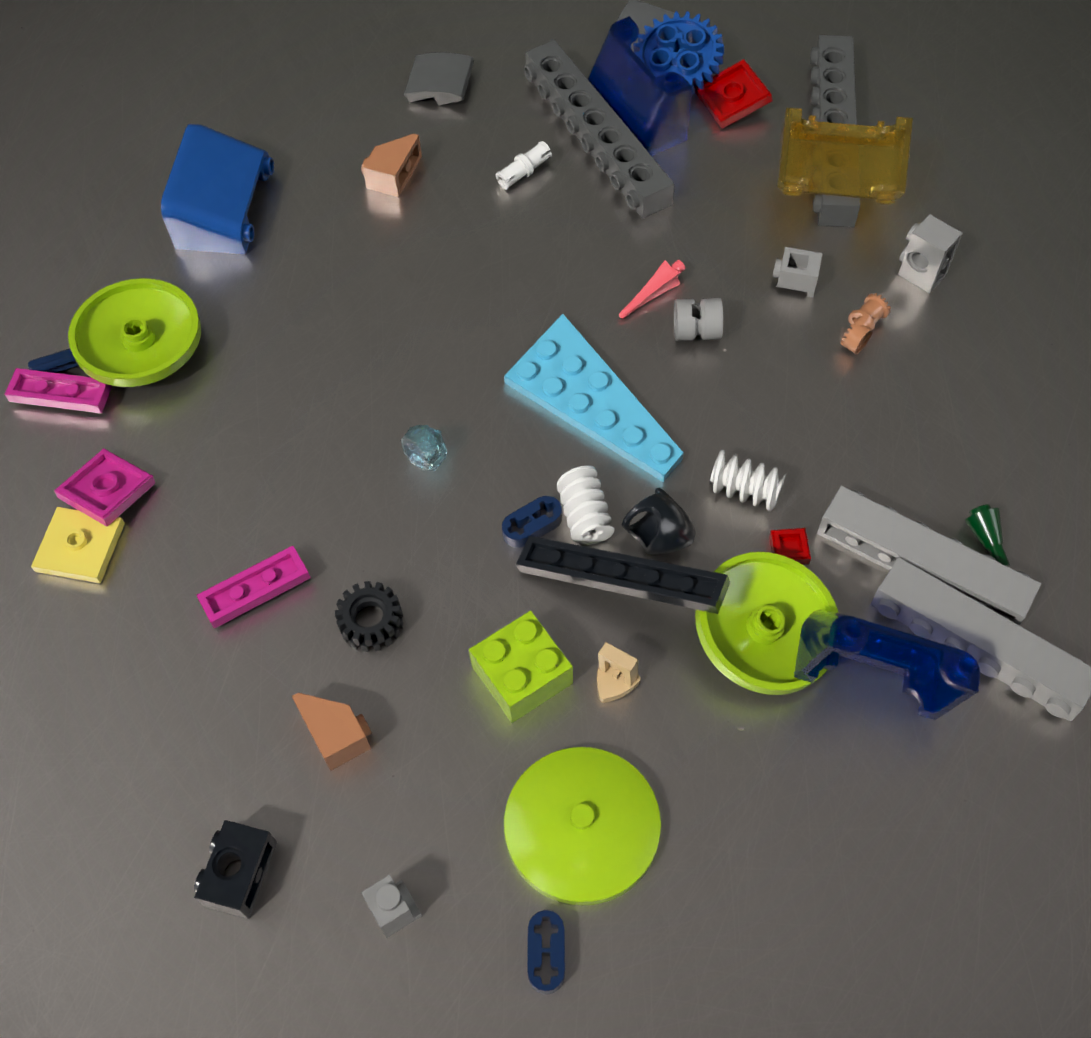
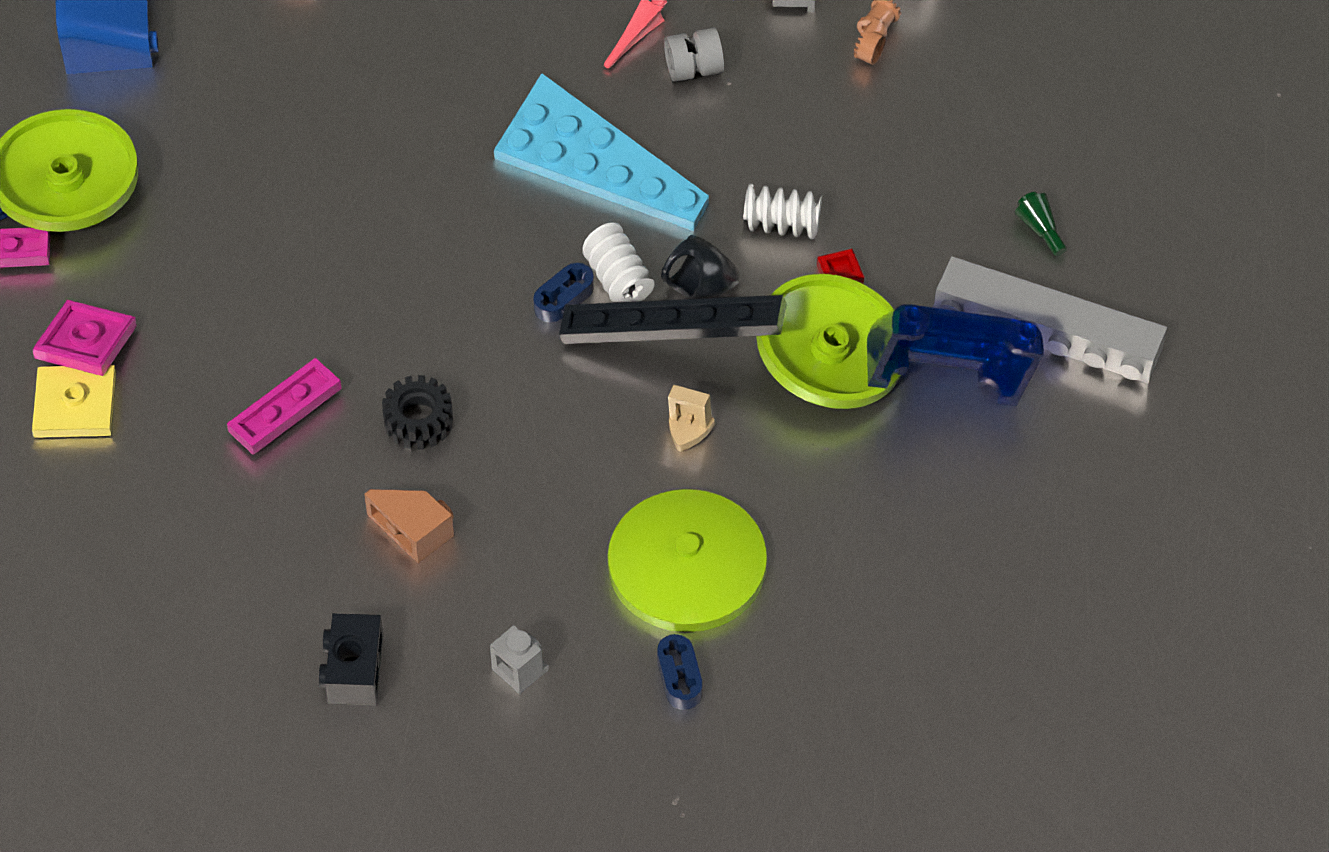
camera: 15 degrees left, 5 degrees down
(424, 447) = (427, 237): clear light blue rock -> none
(521, 666) = (590, 428): lime brick -> none
(885, 535) = (930, 239): light grey brick -> none

